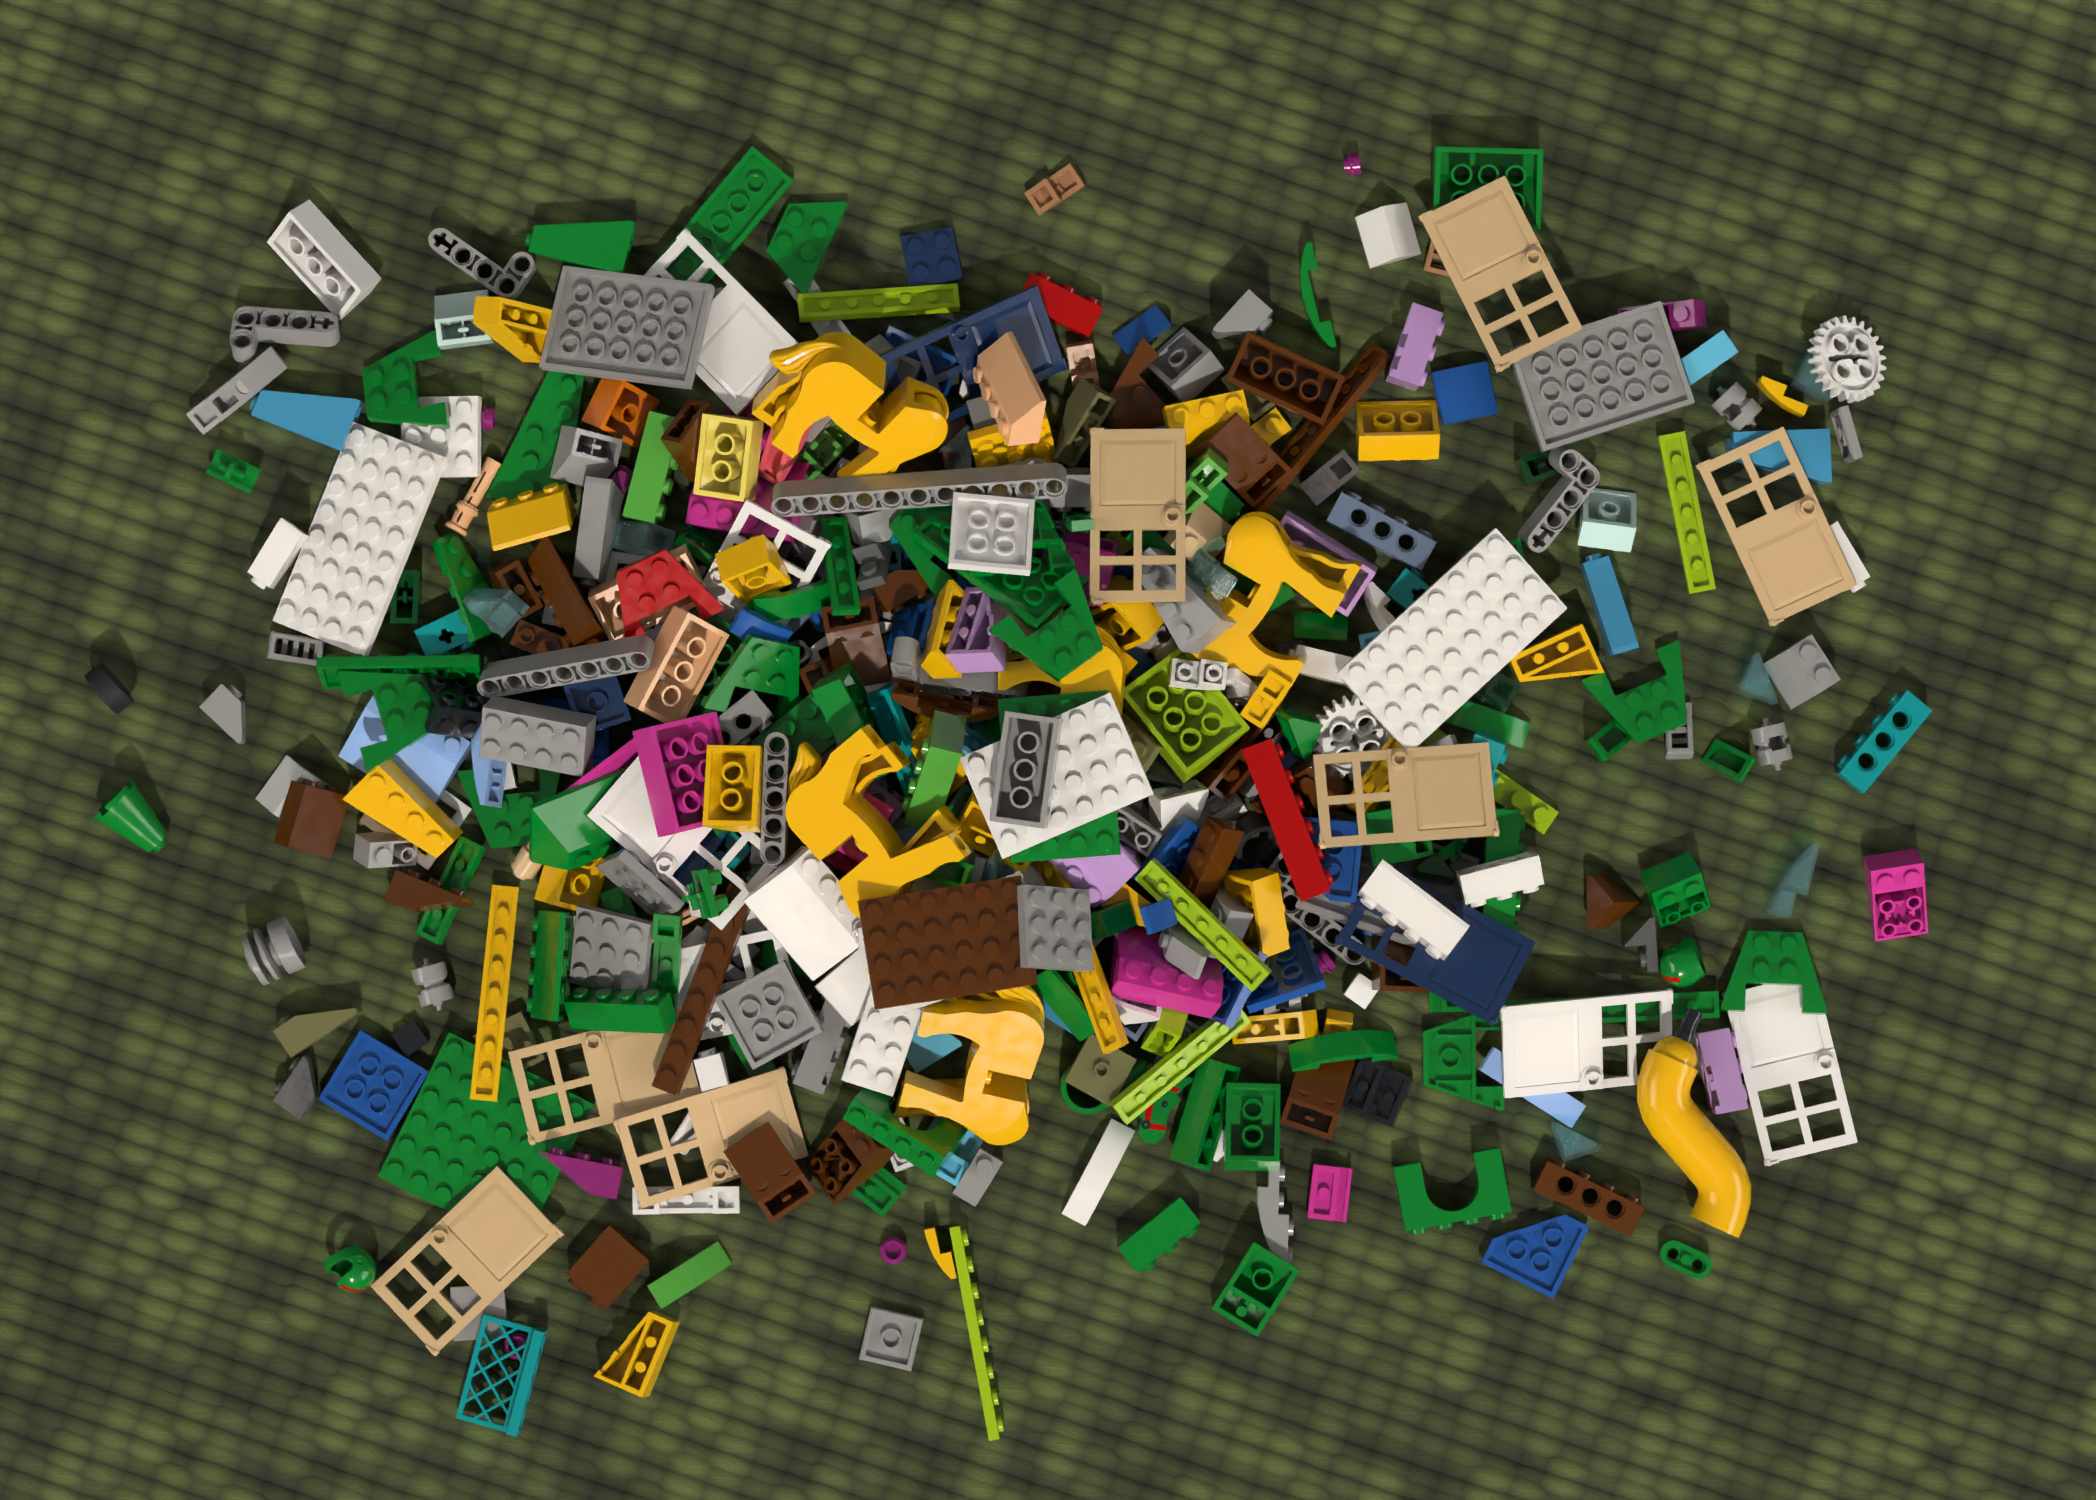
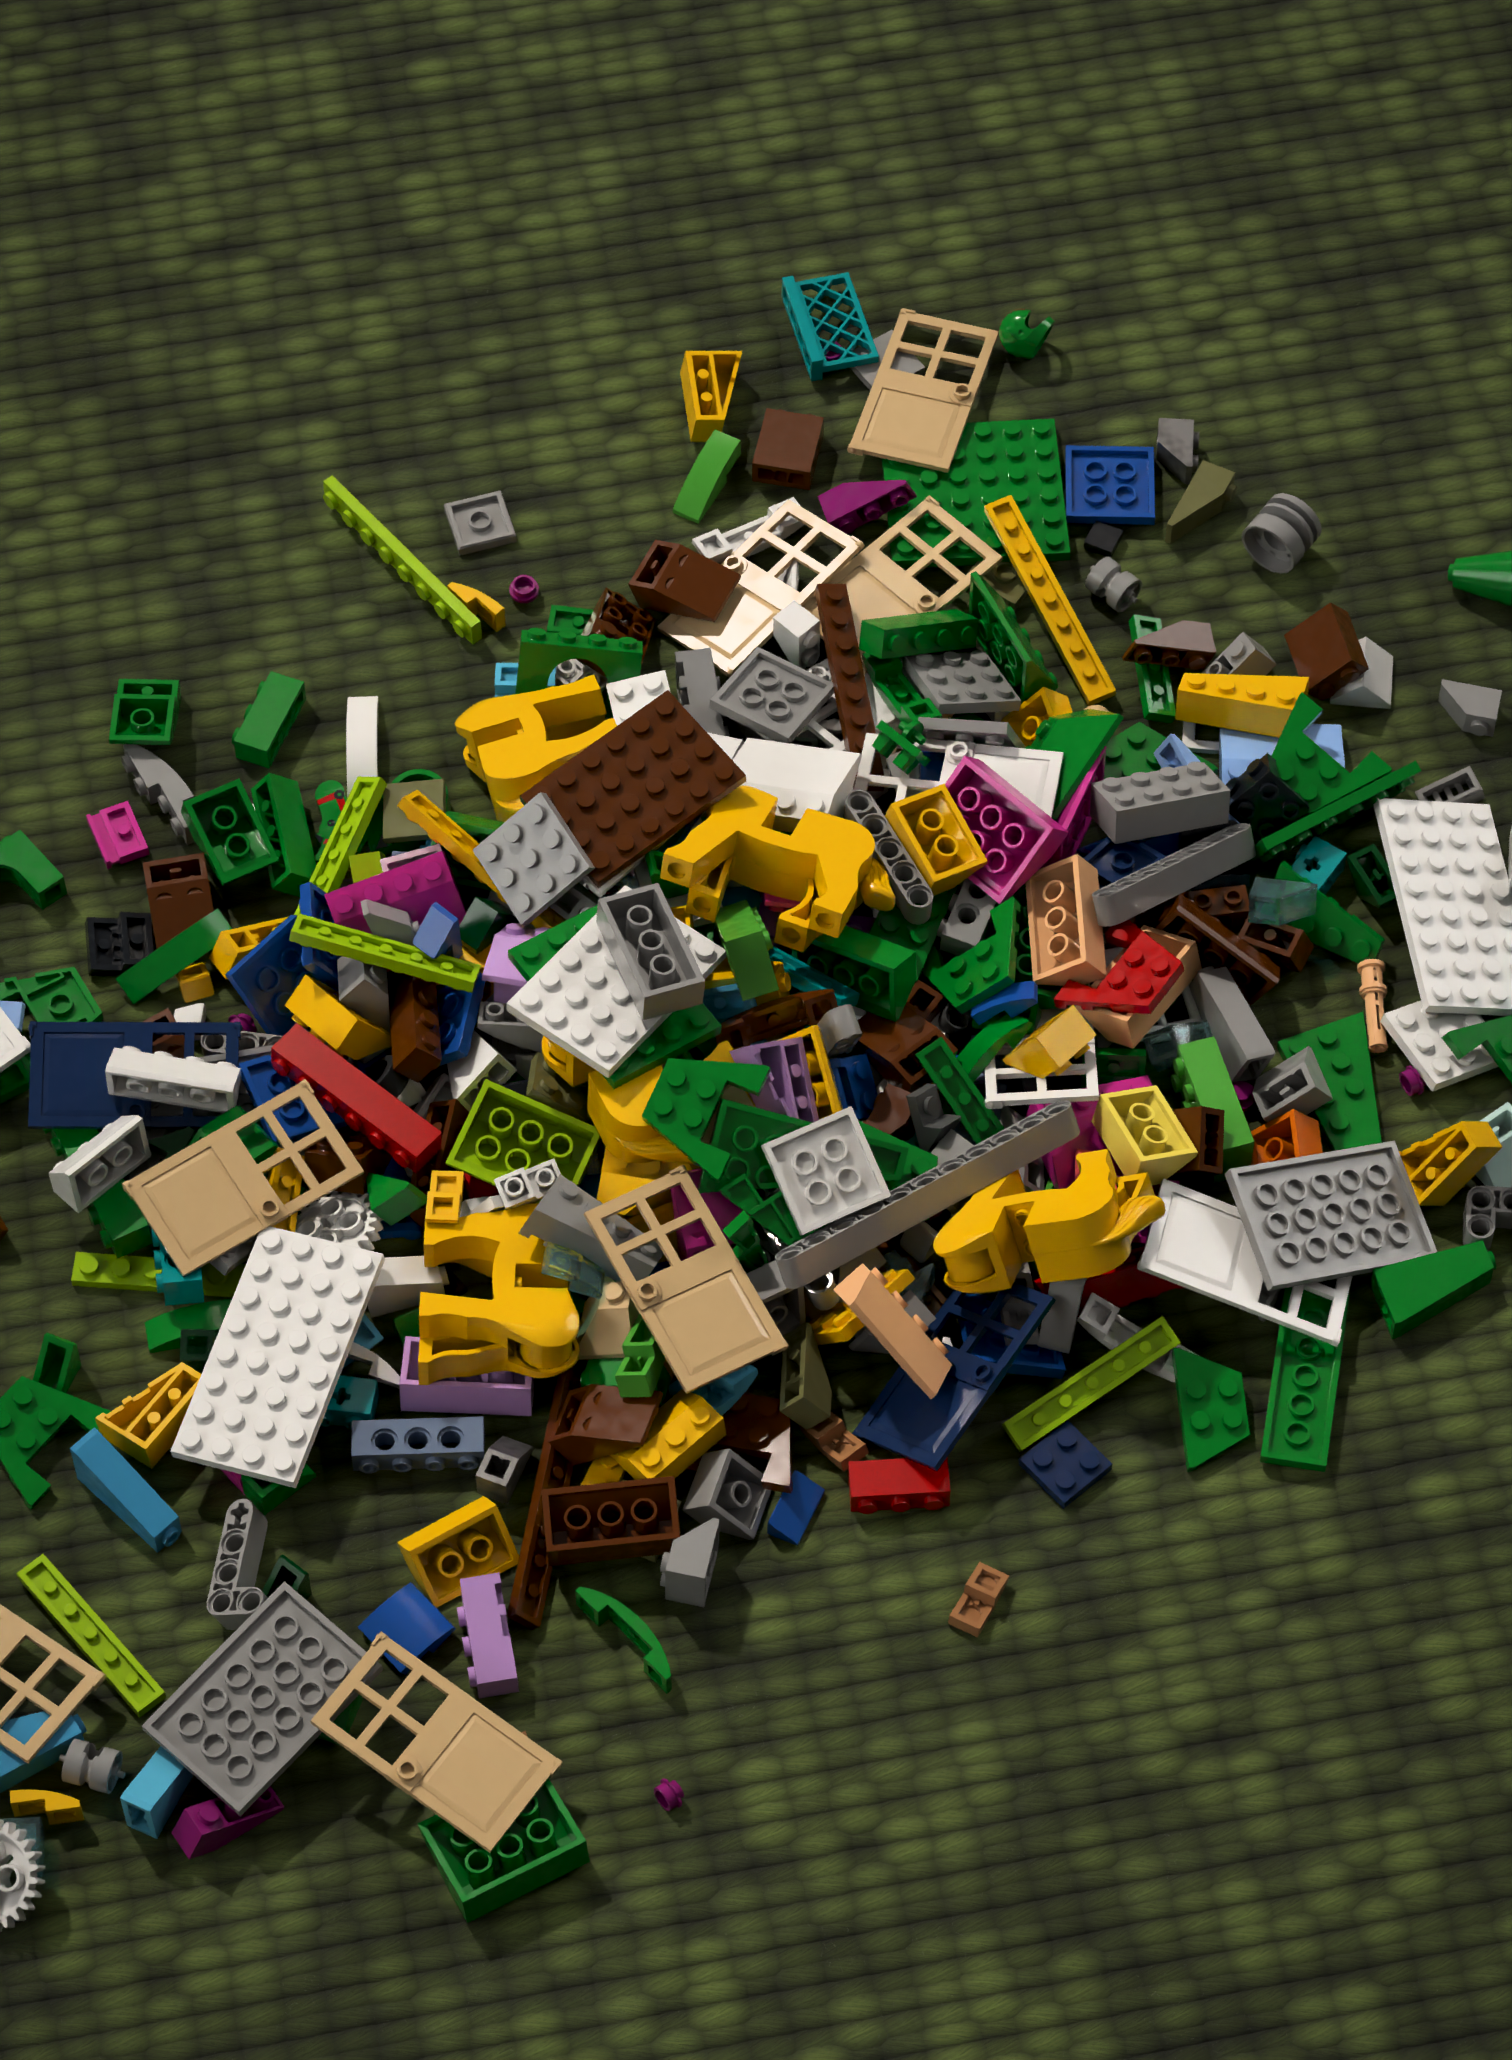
camera: 160 degrees right, 30 degrees down
(530, 516) = (1303, 1001): yellow slope -> none
(978, 1176) = (478, 682): light grey slope -> none
(1387, 234) = (585, 1744): white slope -> none
(1608, 520) = (174, 1582): light aqua slope -> none

